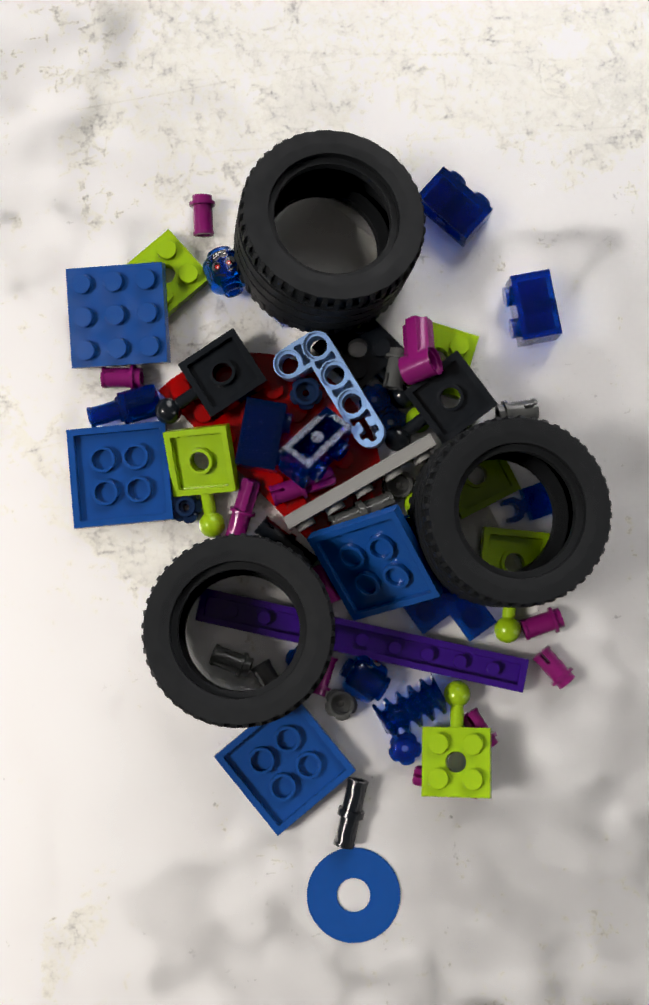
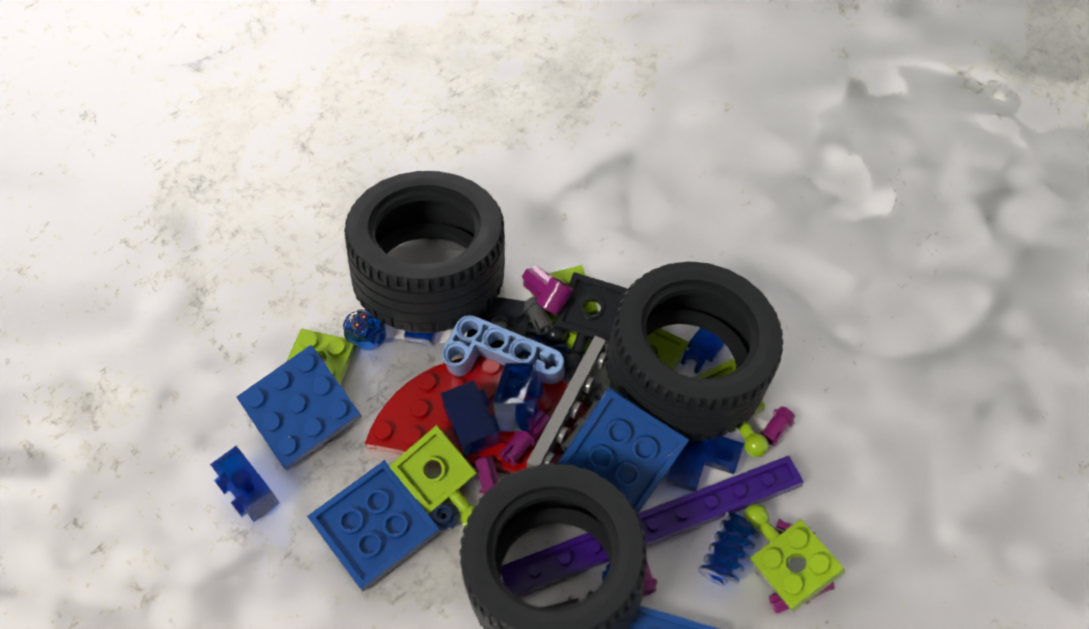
camera: 35 degrees left, 25 degrees down
(26, 363) = (245, 484): none -> clear blue brick
(122, 377) = (329, 451): magenta pin -> none
(128, 407) = (347, 468): clear blue arm -> none
(201, 372) = (413, 413): black plate -> none
(202, 215) = (318, 299): magenta pin -> none
(305, 384) = (479, 364): dark blue plate -> none
(332, 708) = (673, 579): dark grey plate -> none
(364, 678) = (677, 553): clear blue head -> none
(408, 757) = (745, 596): clear blue plate -> none
(455, 206) = (510, 193): clear blue brick -> none
(532, 308) = (605, 225): clear blue brick -> none
(554, 668) = (811, 451): magenta pin -> none

